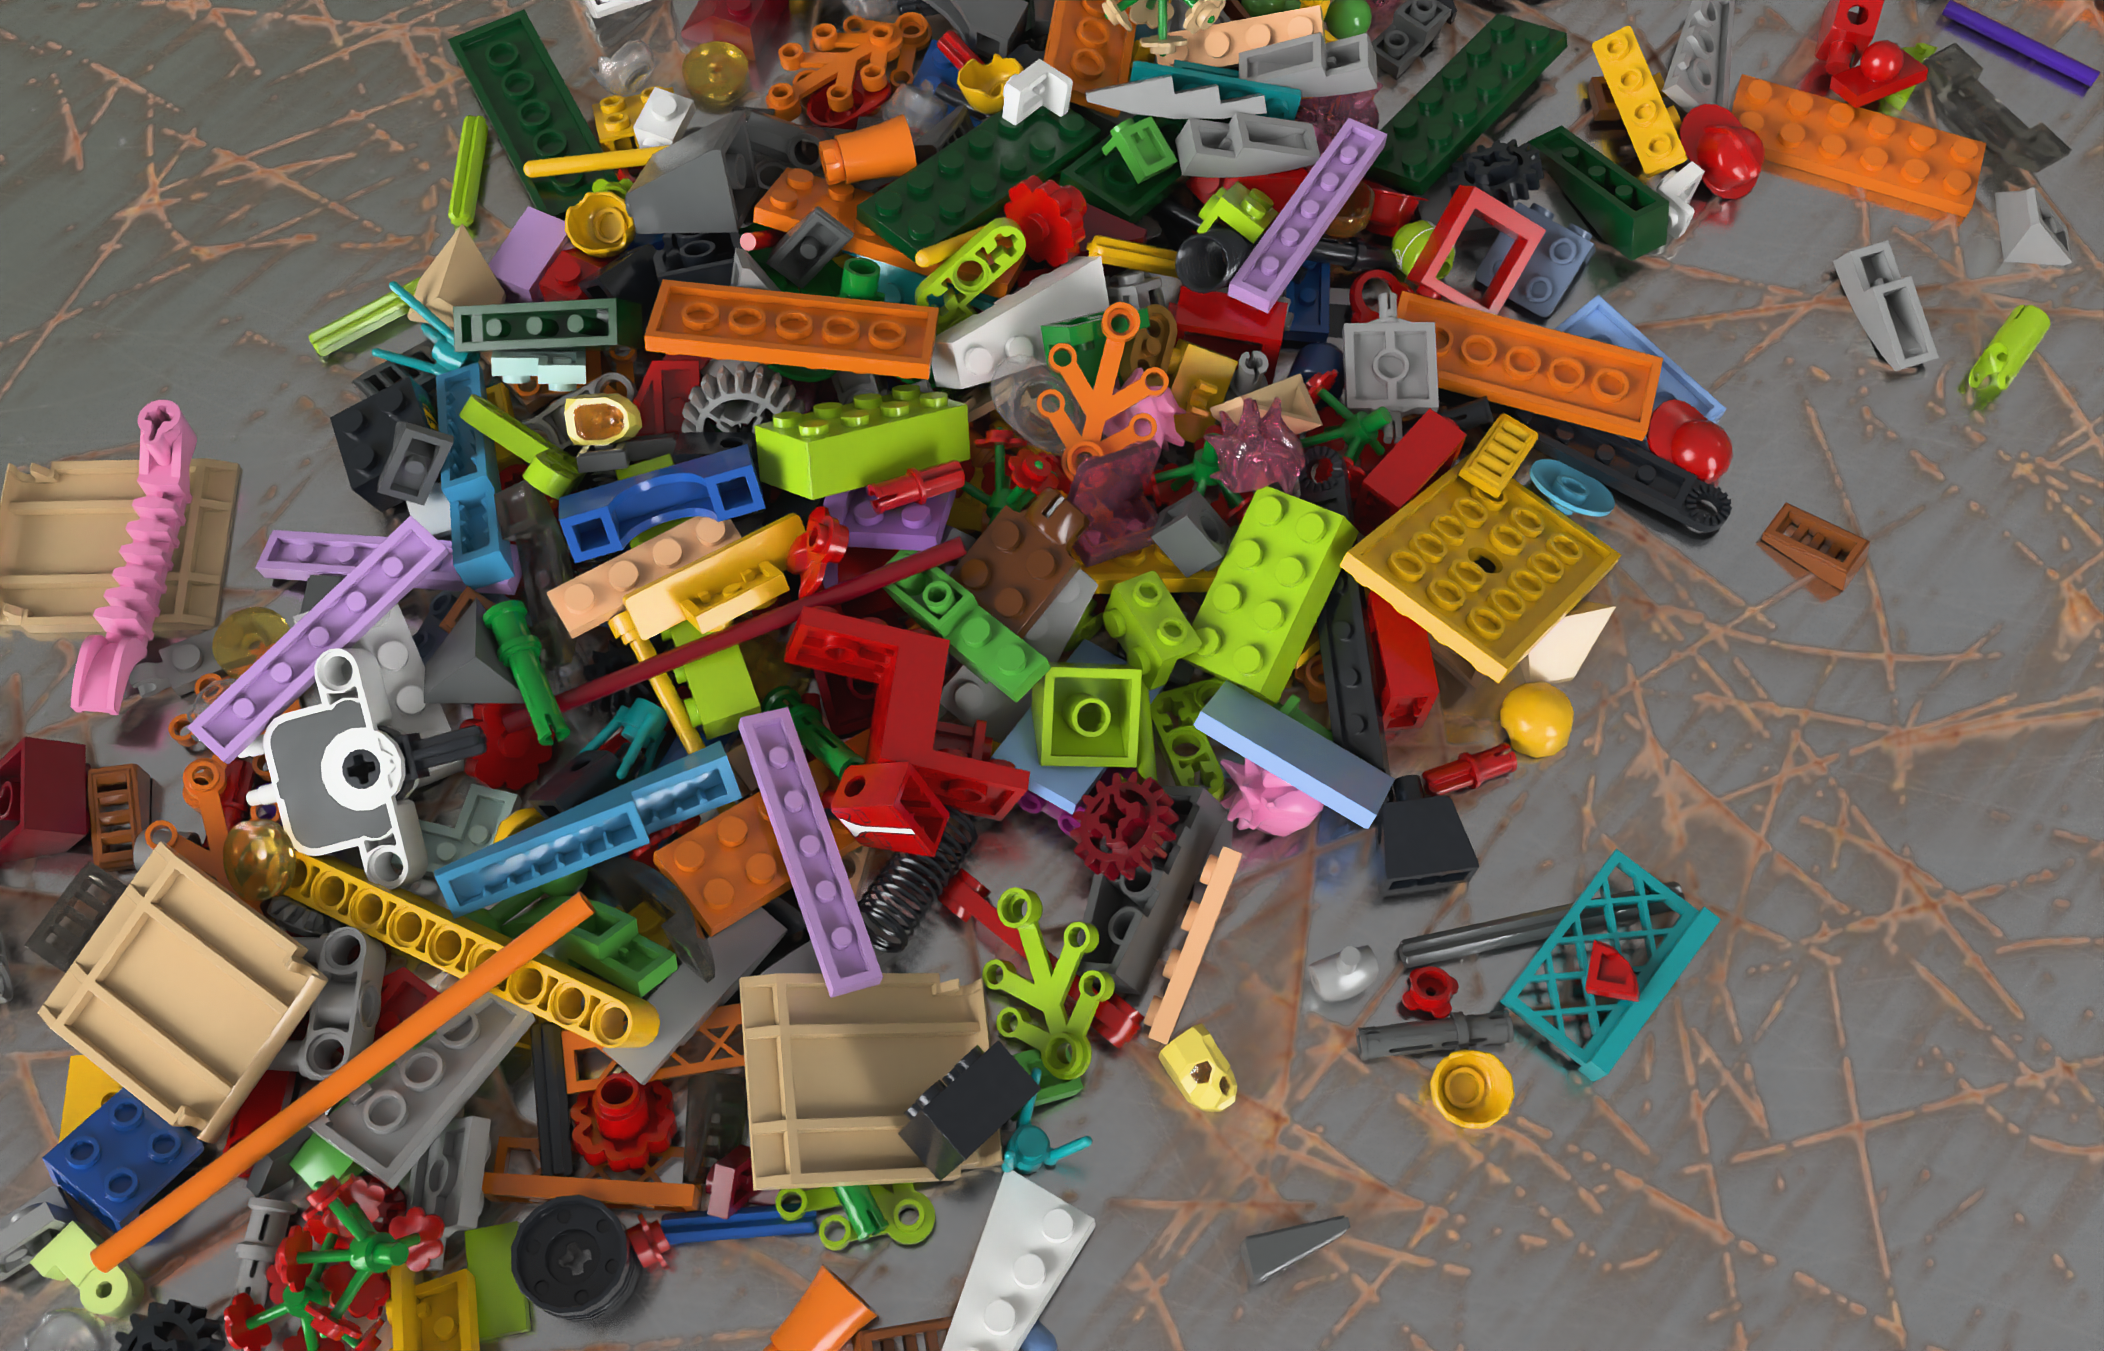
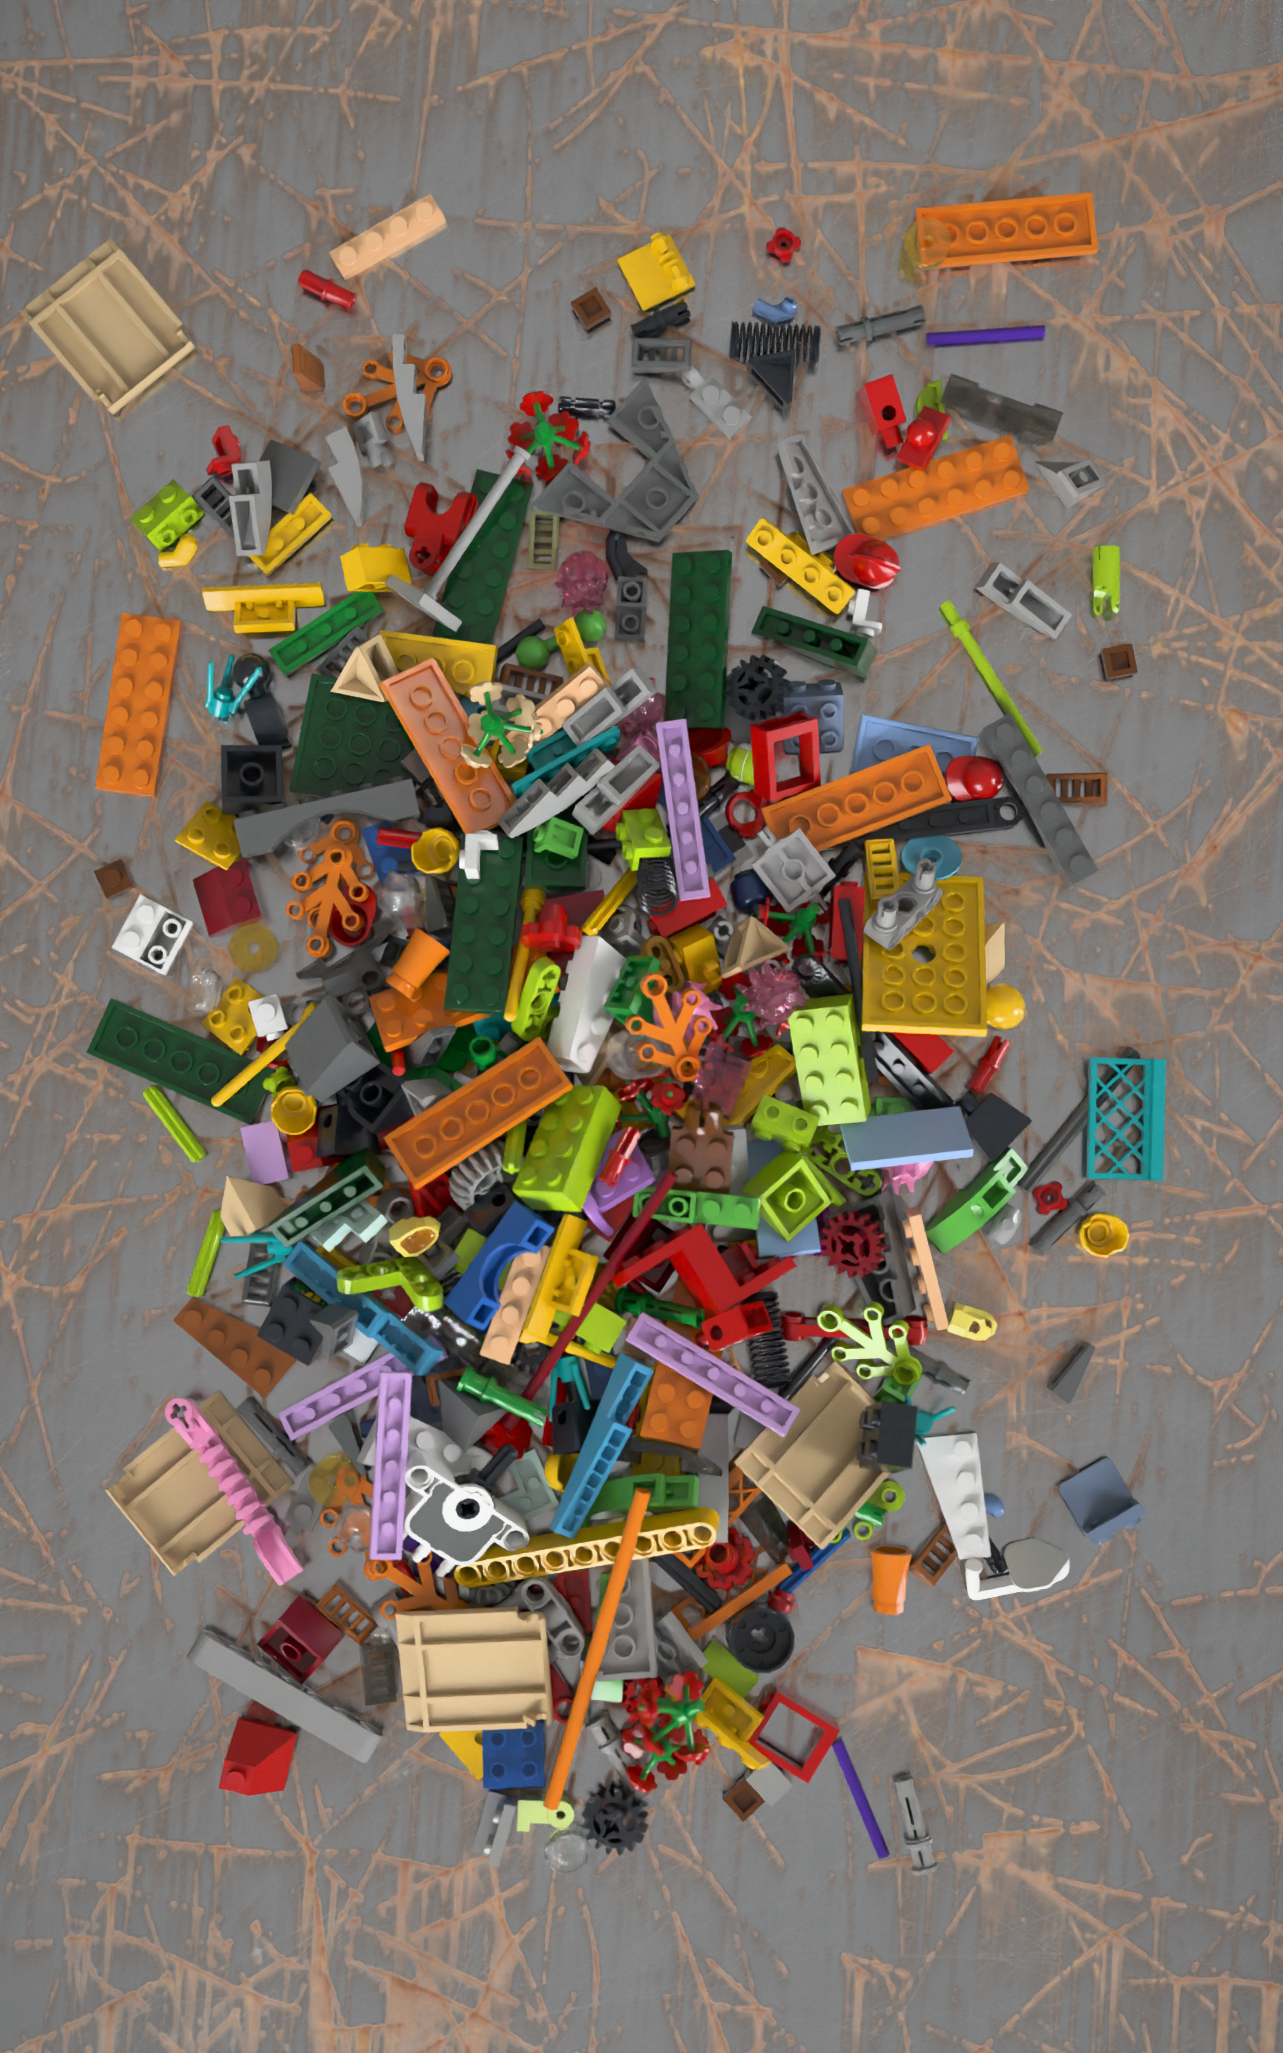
camera: 30 degrees left, 20 degrees up
(247, 507) = (273, 1436): none -> dark grey pin
(259, 859) = (448, 1583): clear yellow piece -> none
(303, 440) = (235, 1345): none -> dark orange wing
(811, 551) = (597, 1229): red plate -> none
(814, 390) = (514, 1148): none -> lime axle
(942, 958) = (808, 1367): none -> black bar
(1107, 1102) = (937, 1371): none -> dark grey pin
(1192, 534) = (768, 1060): dark grey brick -> none
(1327, 917) = (978, 1203): none -> bright green slope
(1330, 603) = (867, 1049): none -> black bar
(1501, 496) = (915, 897): none -> light grey piece
(1611, 974) = (1132, 1128): red tile -> none
(1756, 577) = (1052, 822): none -> dark grey arch
(1785, 292) = (960, 629): none -> lime bar
(1967, 443) = (1119, 661): none -> reddish brown plate

